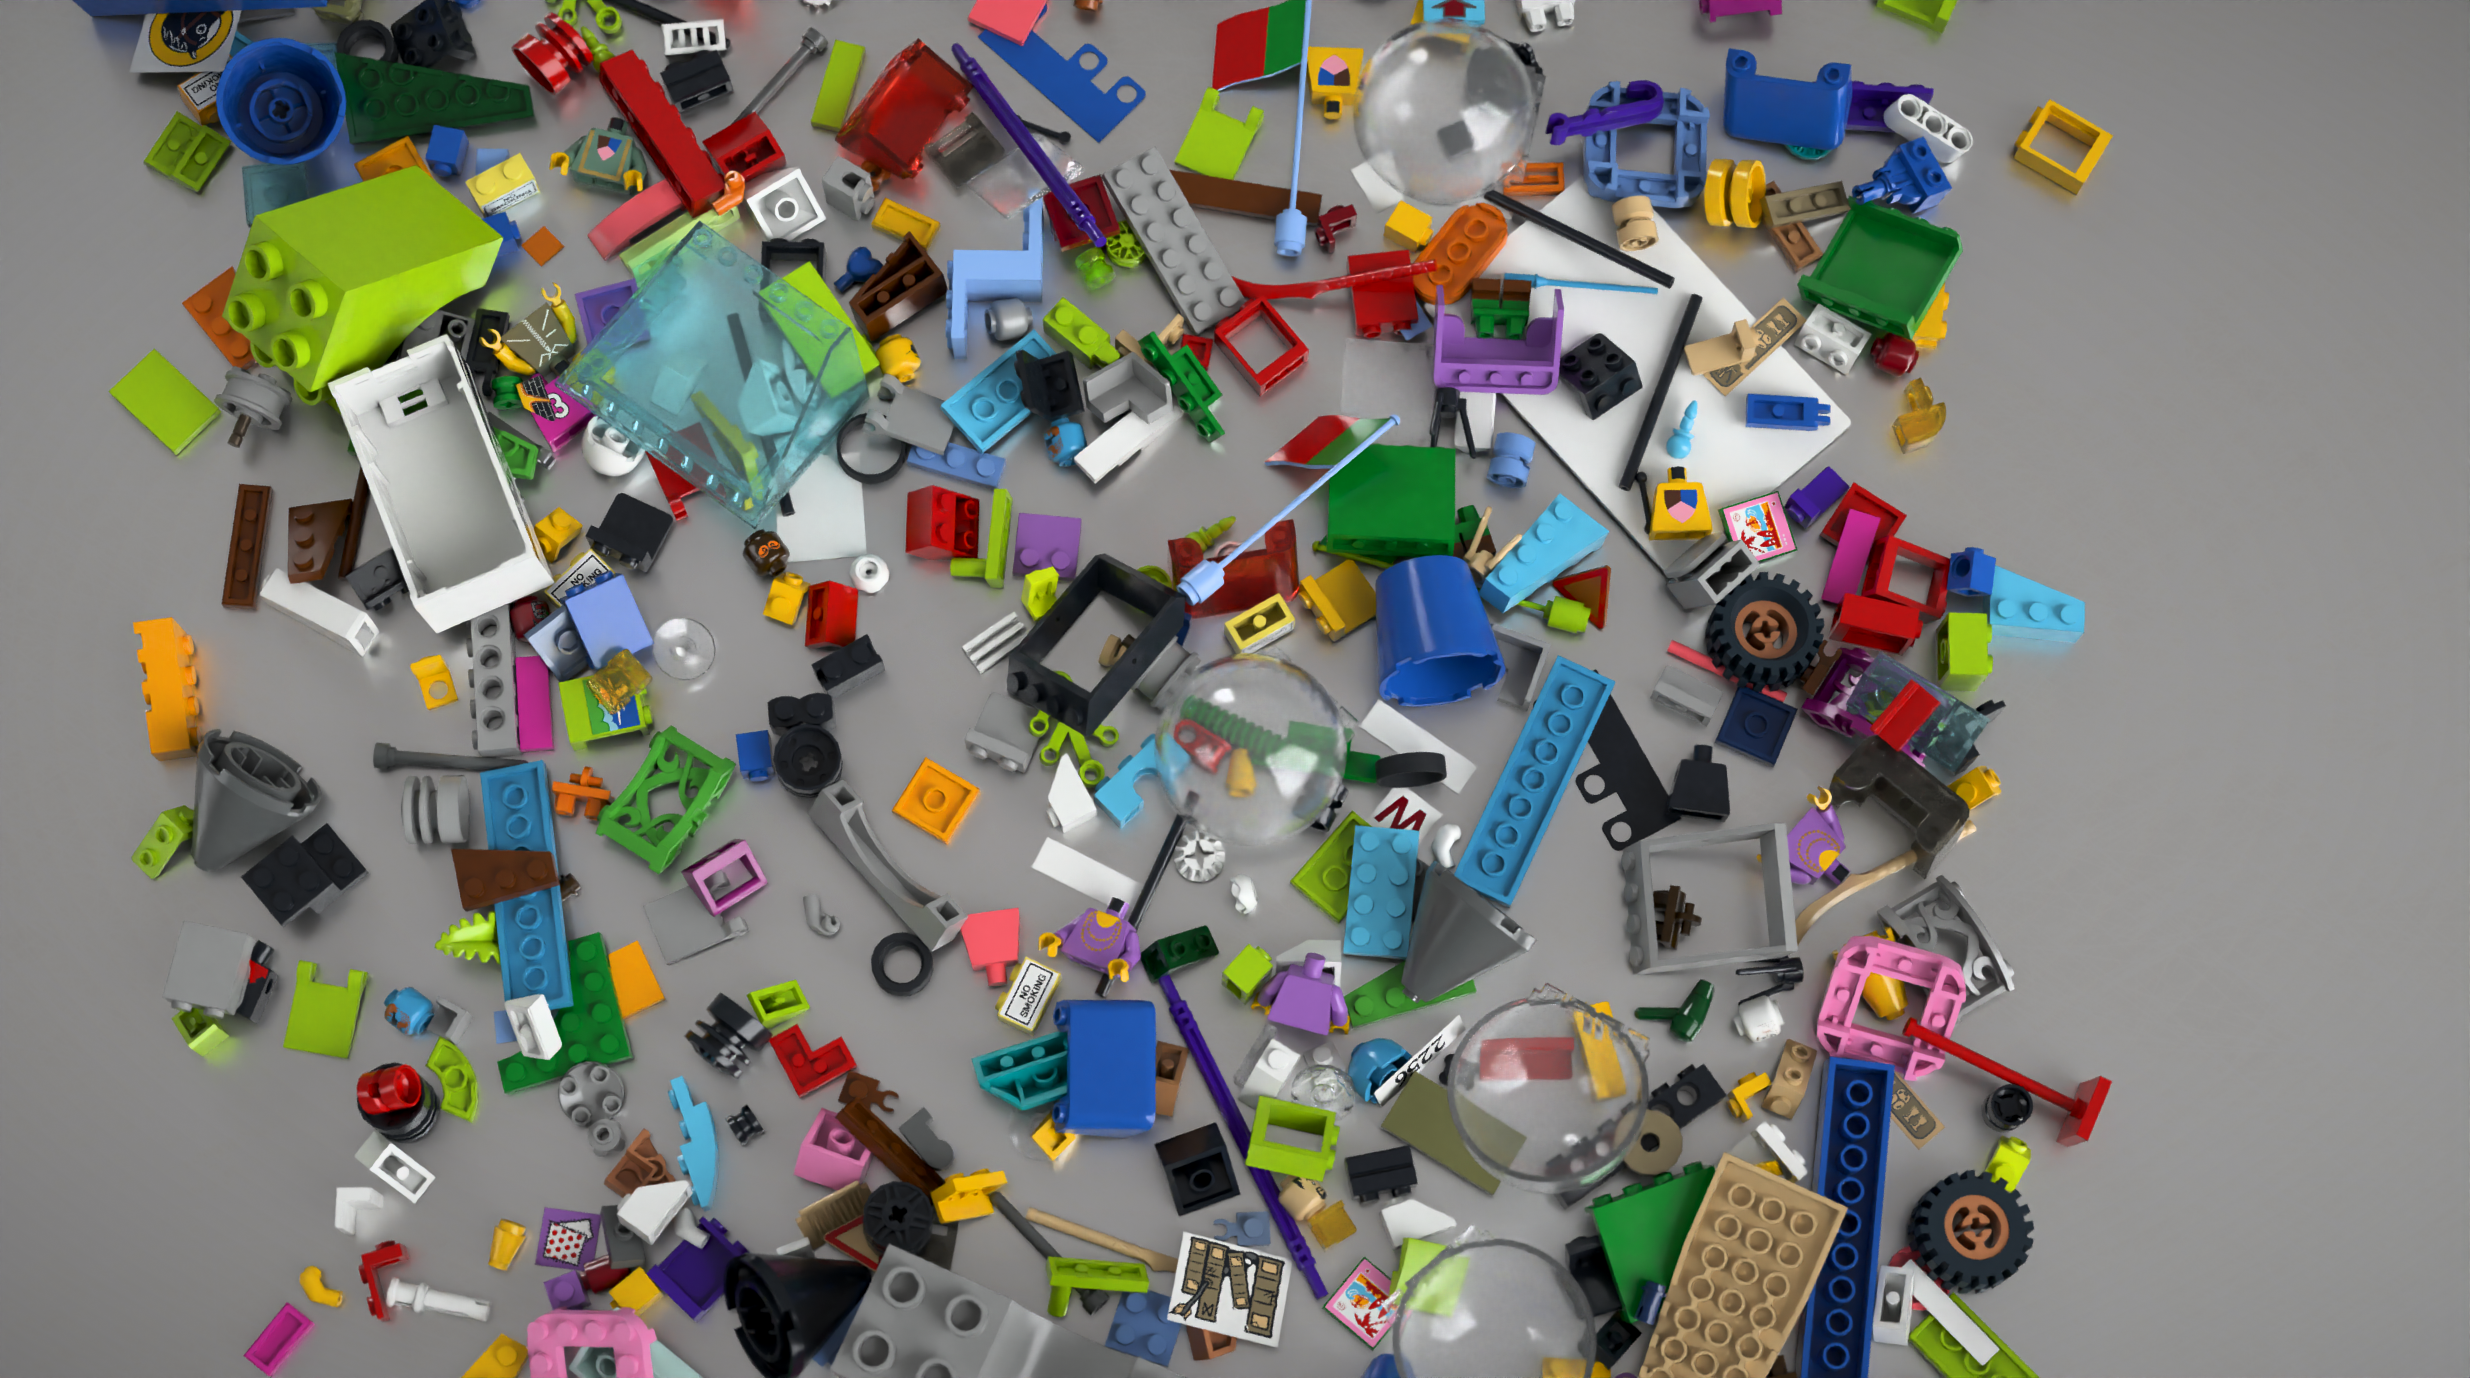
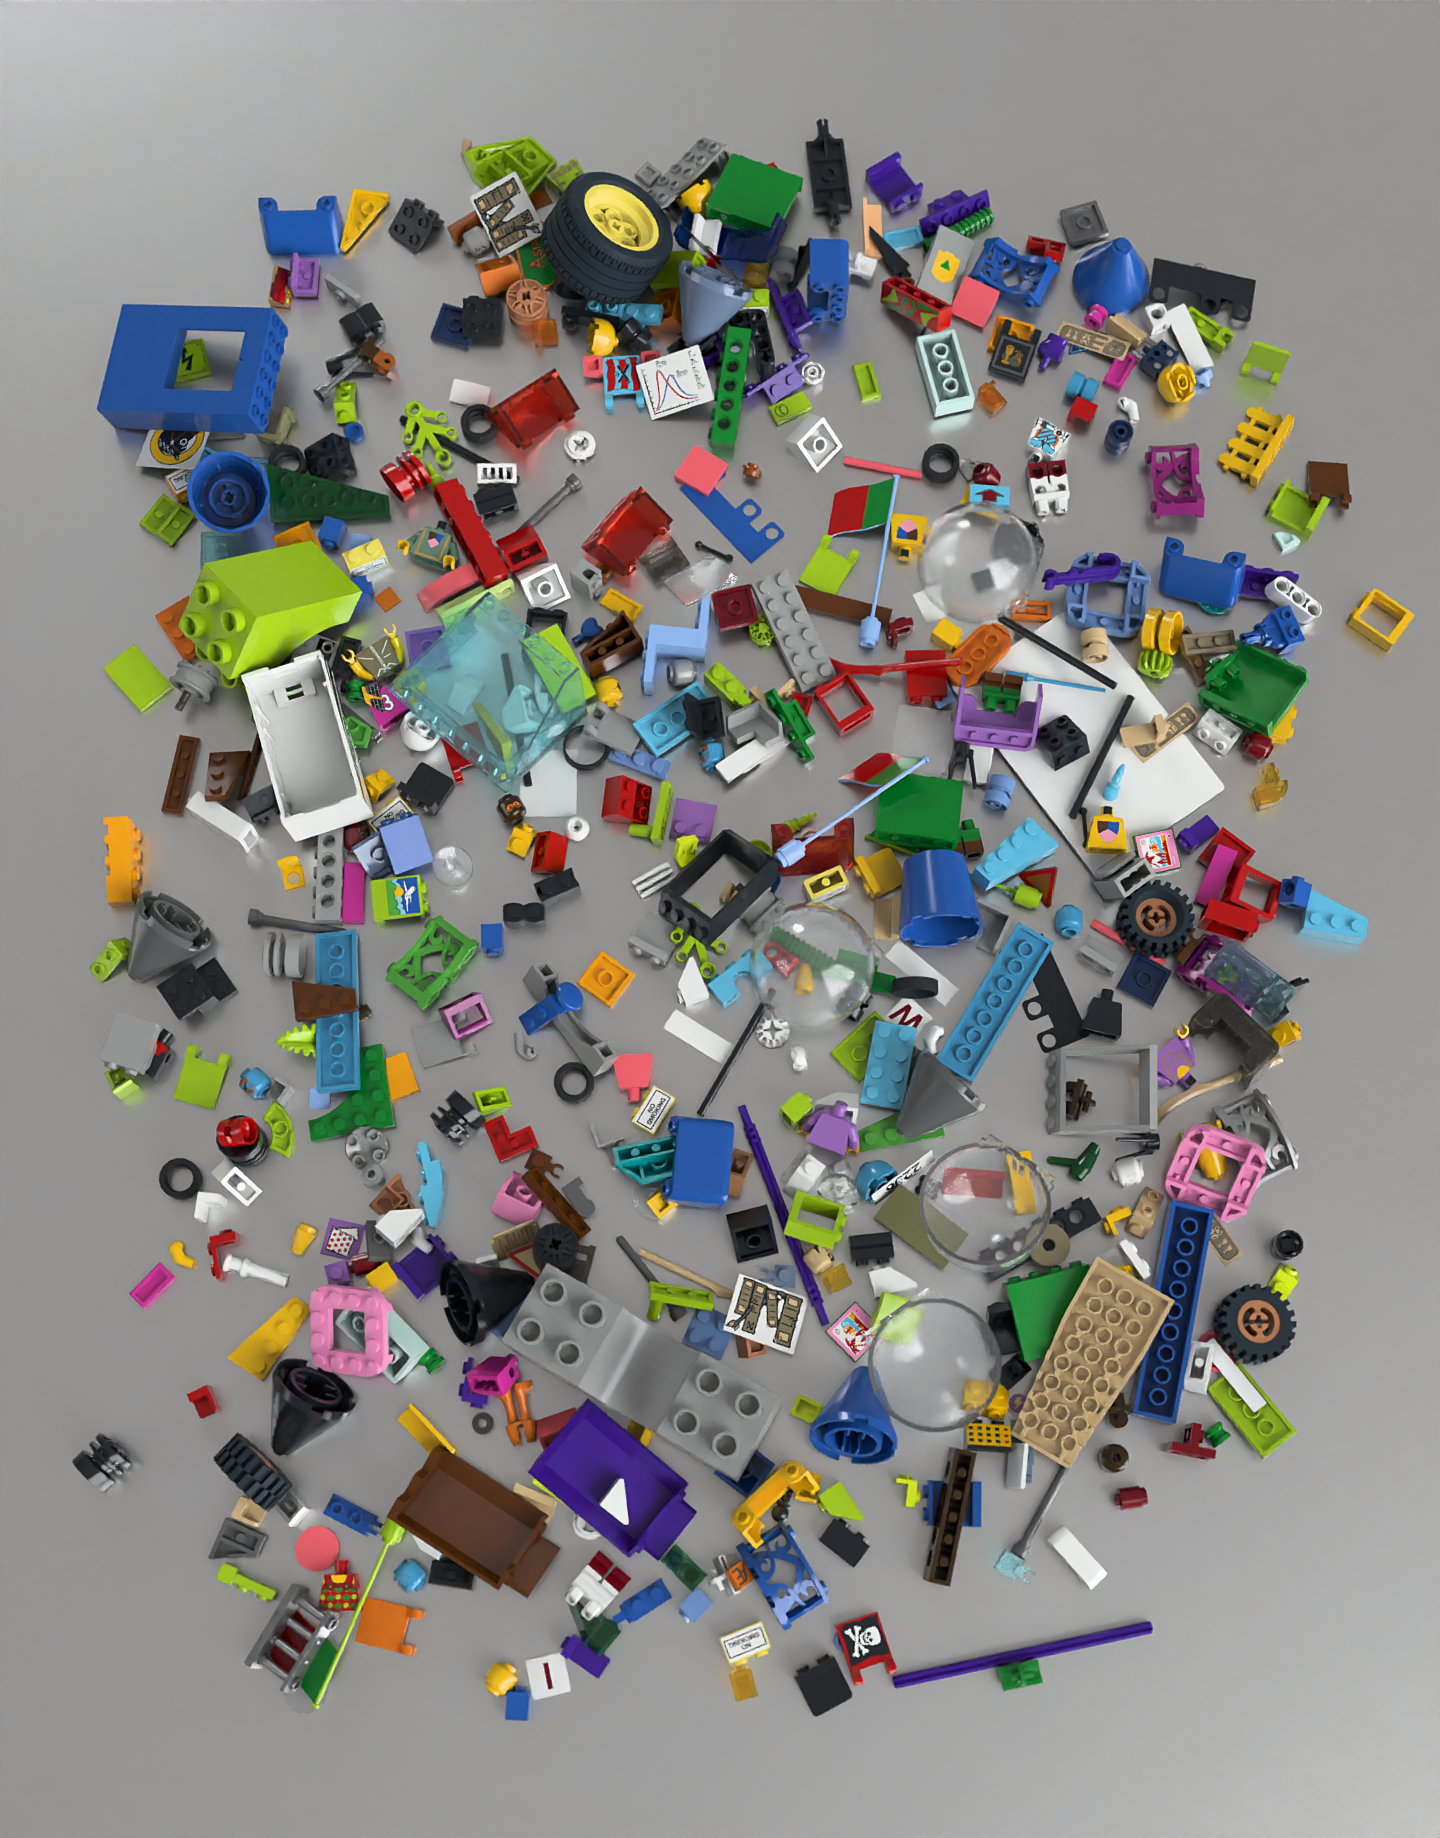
camera: 10 degrees right, 0 degrees up
(283, 1160) = (174, 1163): none -> black tyre
(533, 1026) = (333, 1100): white slope -> none
(568, 794) = (370, 953): orange hips -> none
(619, 681) = (409, 883): clear yellow piece -> none
(732, 195) = (512, 575): orange arm -> none
(744, 1125) = (462, 1177): black wheel -> none
(797, 747) = (521, 935): black wheel -> none
(838, 86) = (586, 512): lime tile -> none
(878, 837) = (566, 999): none -> blue piece
(965, 1054) = (609, 1145): none -> light grey bracket
(966, 1196) = (601, 1237): yellow bracket -> none
(1040, 161) = (704, 560): dark purple axle -> none
(1094, 267) = (740, 644): clear neon green wheel -> none
(1098, 941) = (701, 1079): medium lavender torso -> none
(1178, 951) = (752, 1091): dark green bracket -> none
(1358, 667) = (887, 918): none -> tan panel
(1483, 563) = (975, 857): tan plant -> none
(1634, 646) = (1069, 920): none -> dark azure head
(1650, 1302) = (1039, 1349): dark blue pin -> none
(1728, 244) = (1155, 664): none -> lime gear
(1785, 412) = (1182, 777): blue hinge -> none
(1824, 244) = (1218, 669): none -> green hips
(1905, 715) = (1242, 982): red panel -> none
(1908, 39) = (1285, 541): none -> light aqua tile
(1963, 651) = (1284, 943): lime brick -> none
(2081, 1110) = (1335, 1251): red tile -> none

